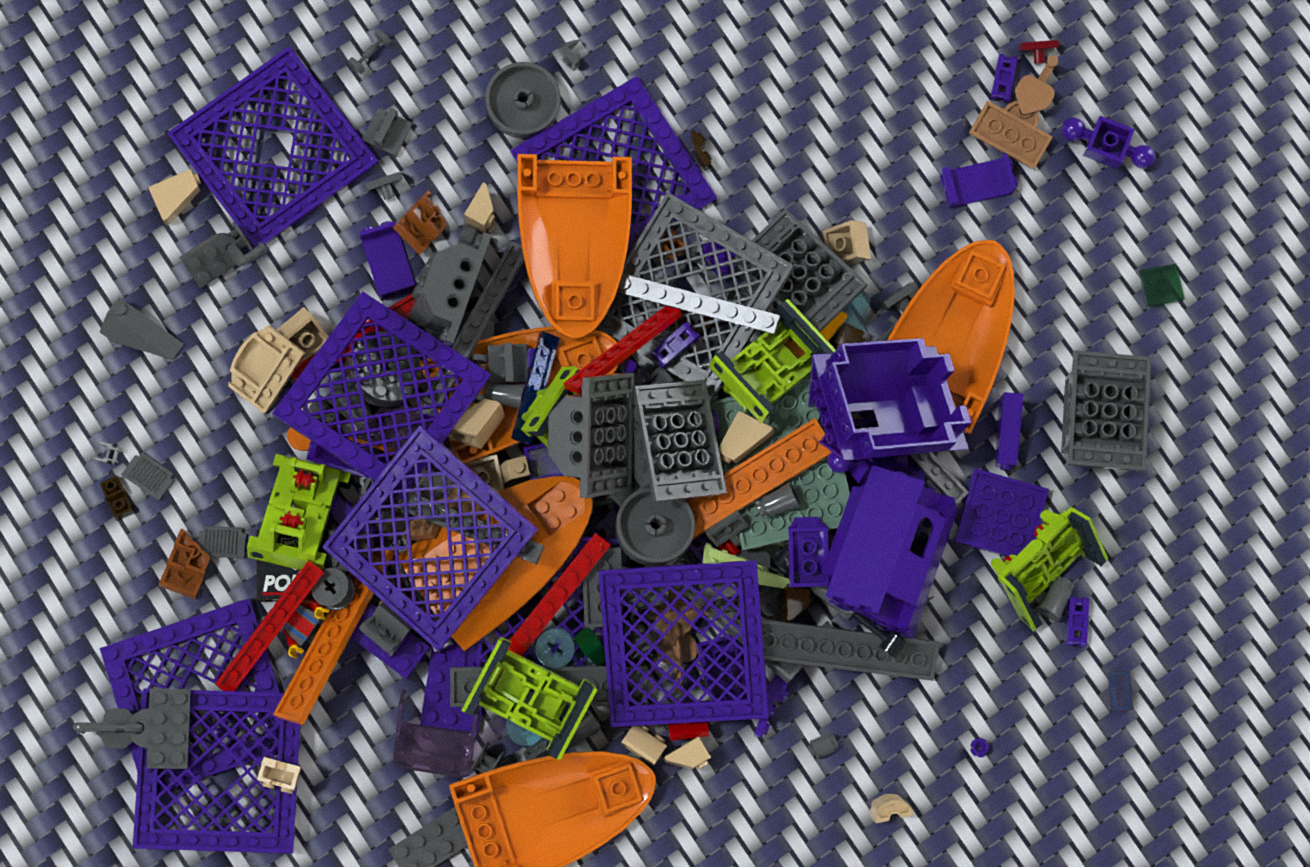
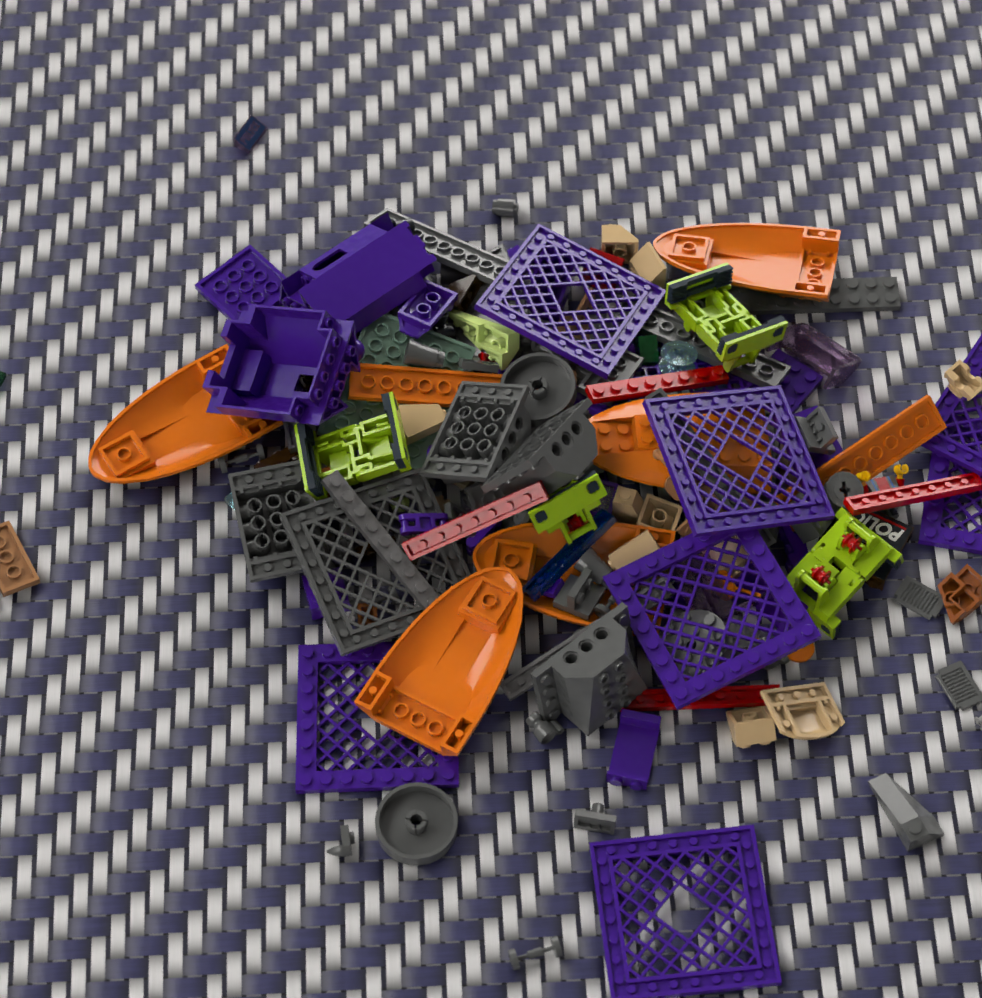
camera: 140 degrees left, 20 degrees down
(175, 194) = (805, 918): tan slope -> none
(219, 255) = (786, 835): dark grey plate -> none
(387, 131) = (564, 869): dark grey bracket -> none
(421, 223) = (581, 765): dark orange slope -> none
(480, 211) = (521, 739): tan slope -> none
(486, 761) = (785, 308): dark grey piece -> none
(698, 144) = (284, 693): dark brown slope -> none
(848, 242) = (214, 546): tan slope -> none
(887, 805) = (484, 143): tan cylinder -> none
(899, 296) = (202, 482): dark grey tile -> none
(978, 182) = (63, 539): dark purple panel -> none
(984, 747) = (385, 151): dark purple plate -> none
(1008, 430) = (192, 338): dark purple slope -> none
(1046, 557) = (267, 230): lime container -> none
(1056, 599) = (250, 211): dark grey plant -> none
(1077, 621) = (245, 192): dark purple plate -> none
(1106, 411) = (110, 297): dark grey wedge -> none

